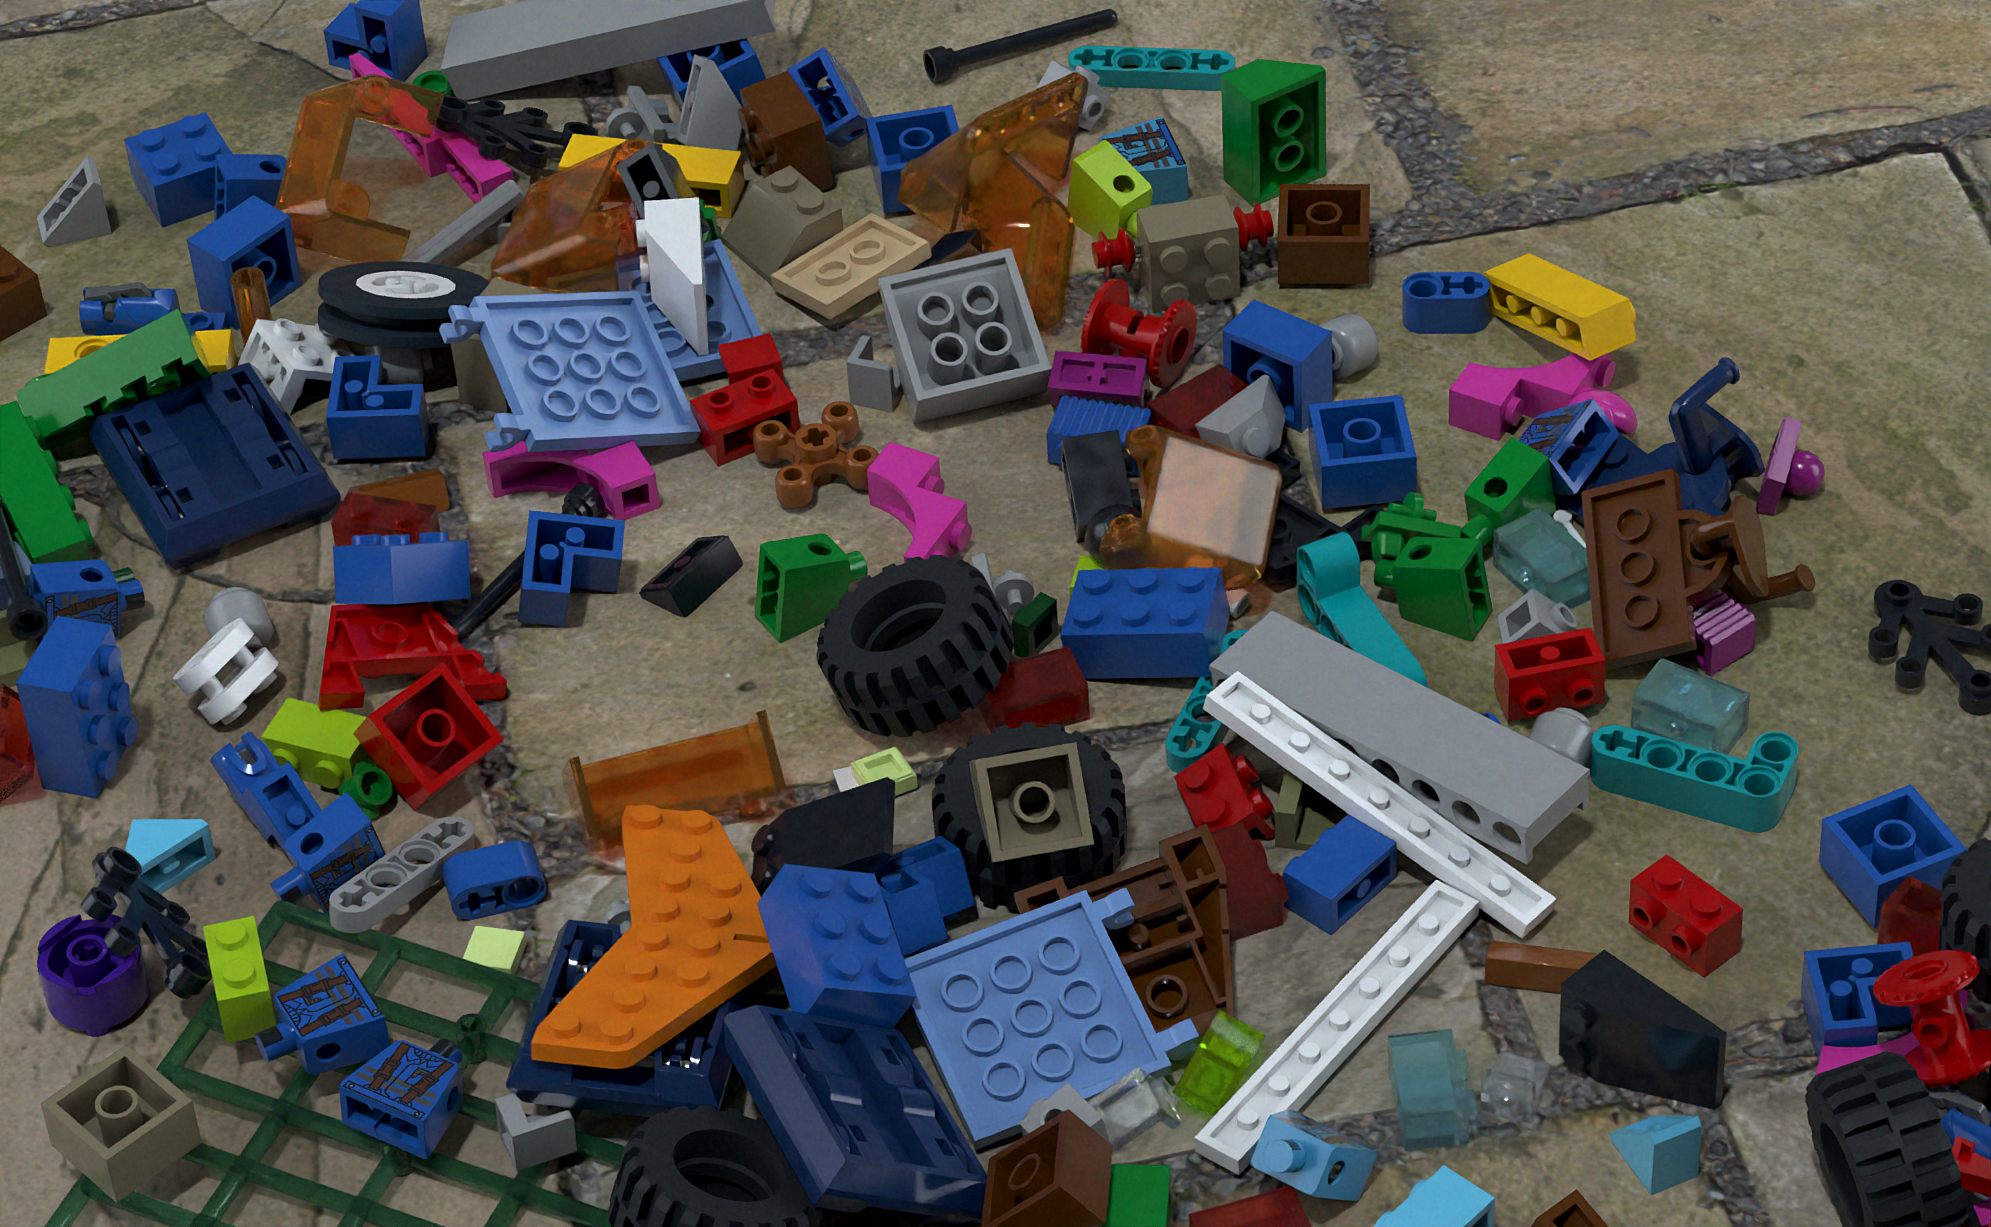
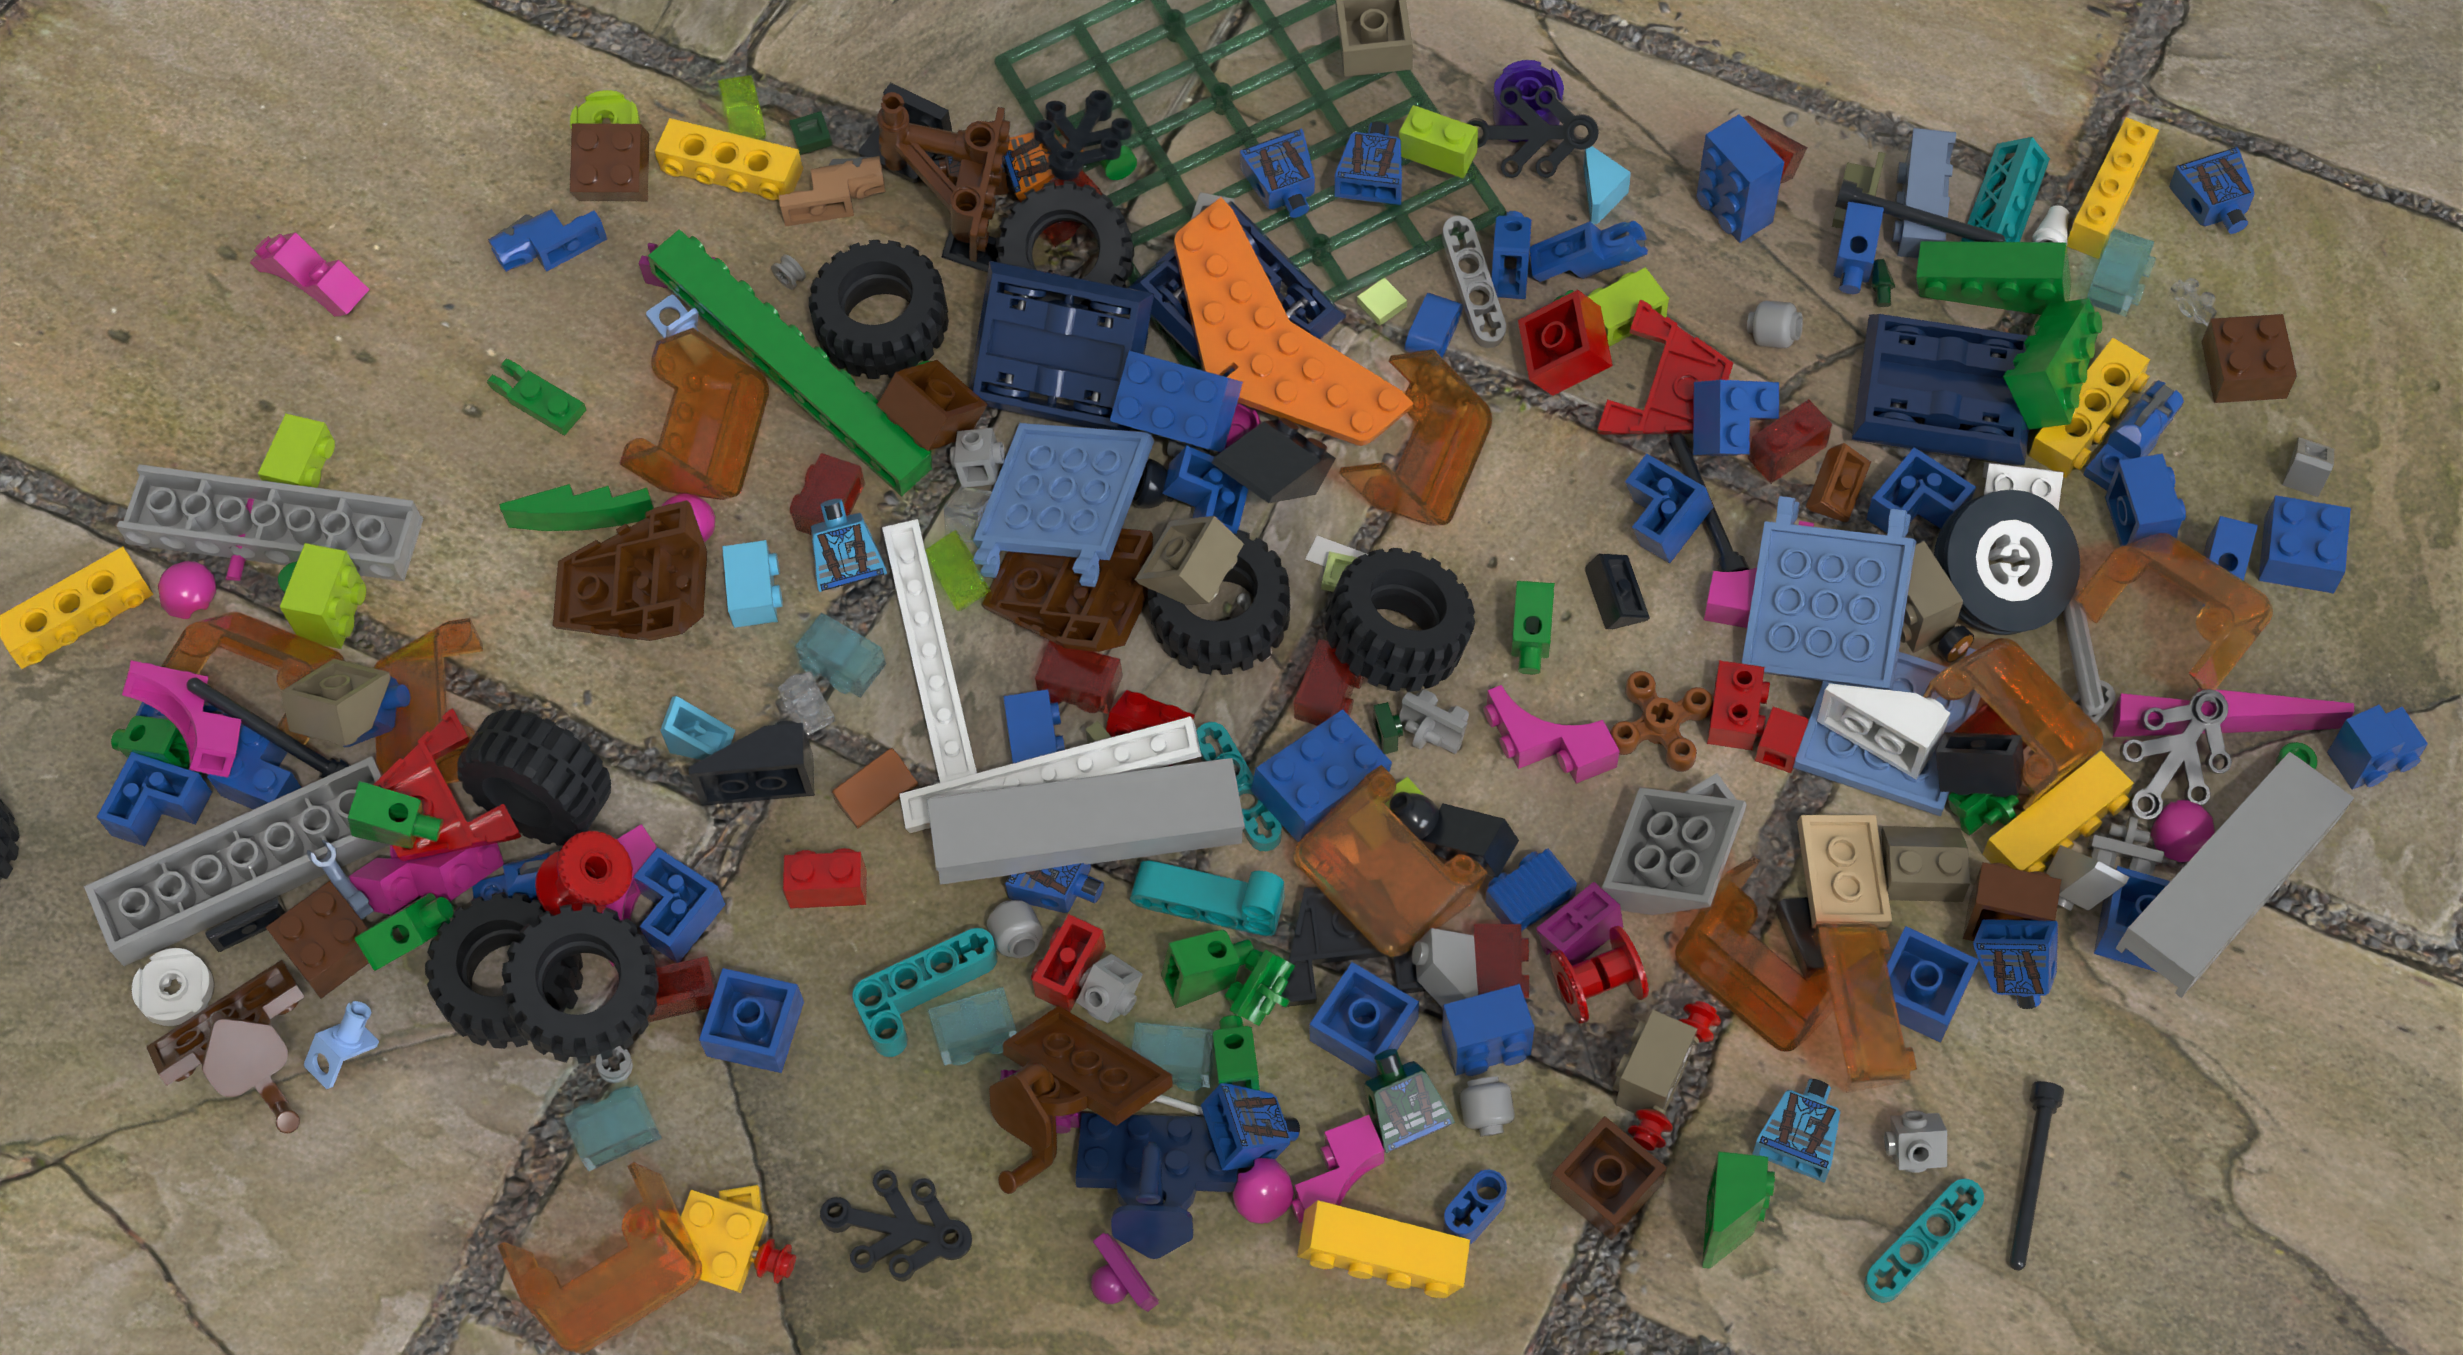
camera: 130 degrees right, 20 degrees up
(250, 299) = (2080, 482): clear orange piece -> none
(252, 673) = (1728, 288): white brick -> none
(579, 103) = (2182, 830): none -> dark pink hair
(1106, 192) = (1761, 1070): lime torso -> none
(1412, 376) = (1403, 1102): none -> torso

